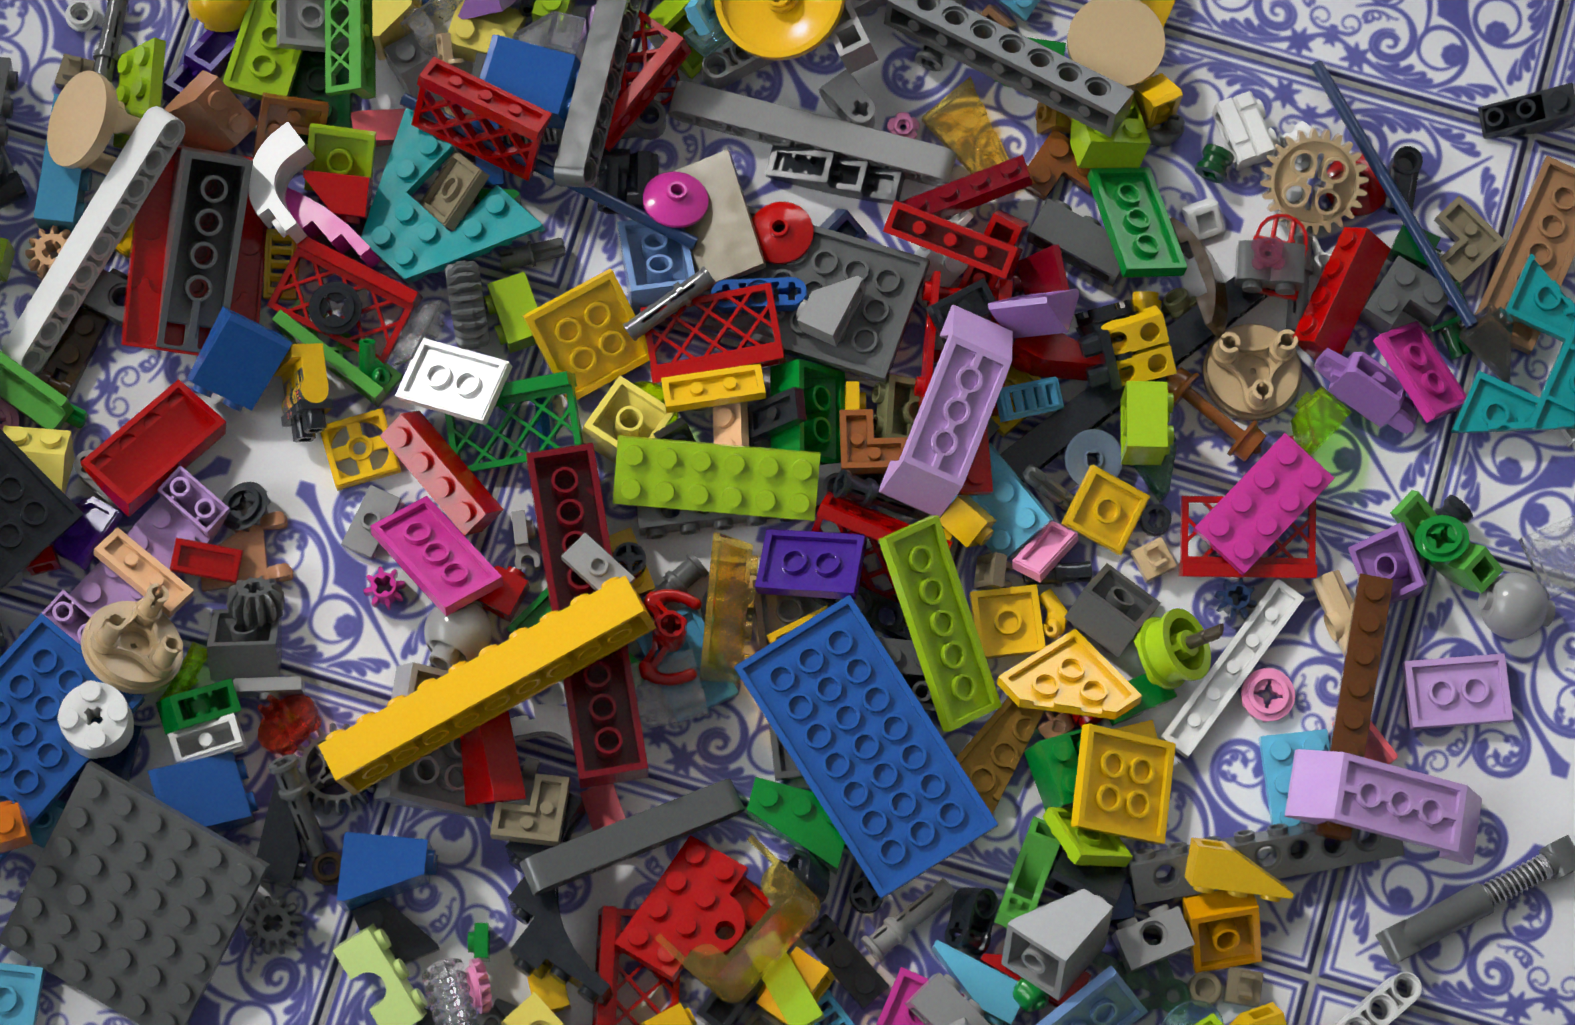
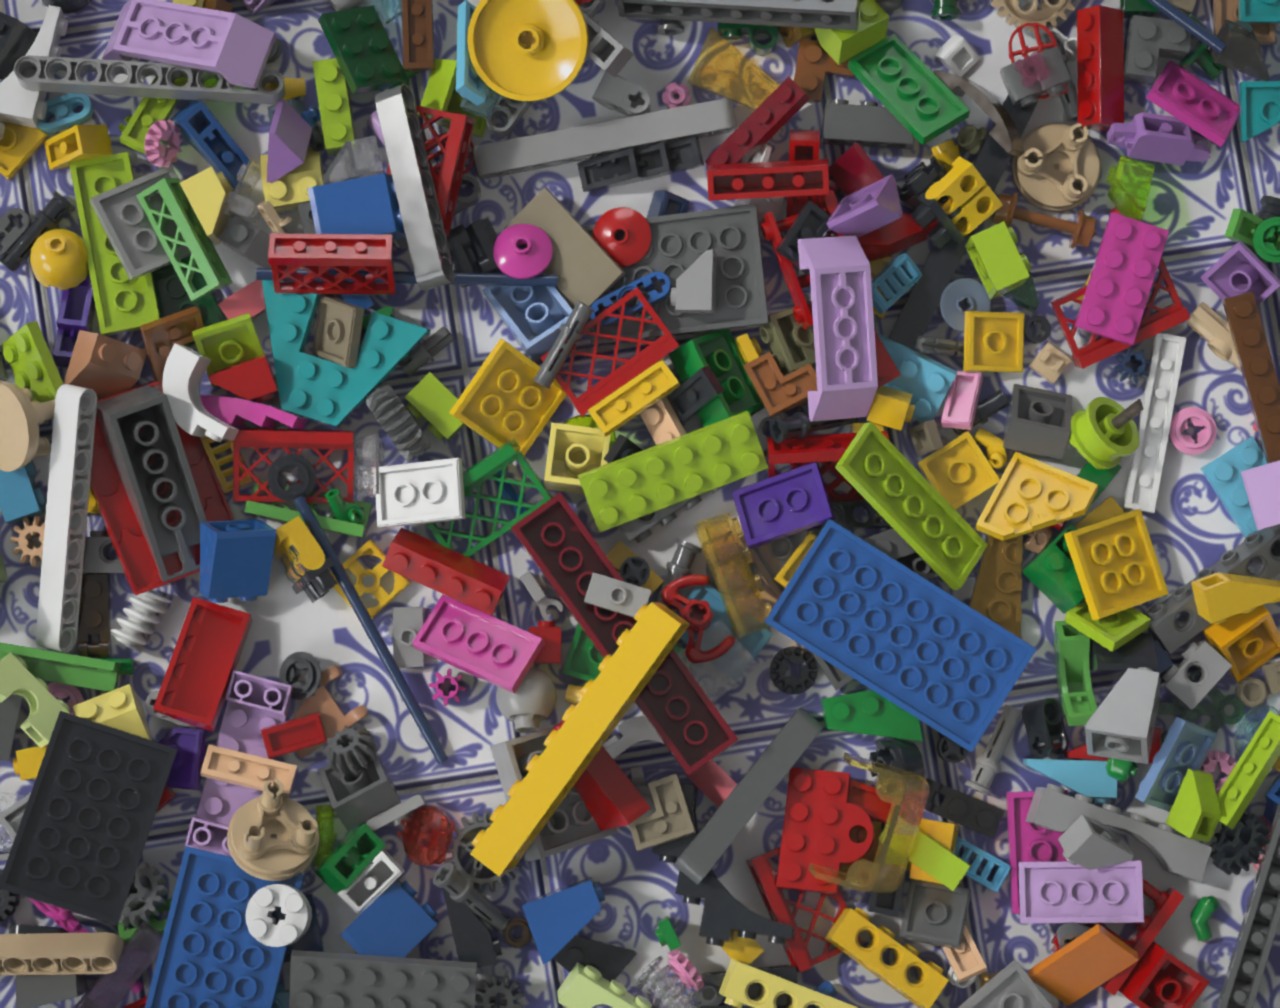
camera: 25 degrees left, 10 degrees up
(115, 374) = (139, 619): none -> white piece
(337, 496) = (371, 630): none -> dark blue piece
(731, 752) = (779, 668): none -> black gear
(993, 91) = (734, 31): none -> dark green plate

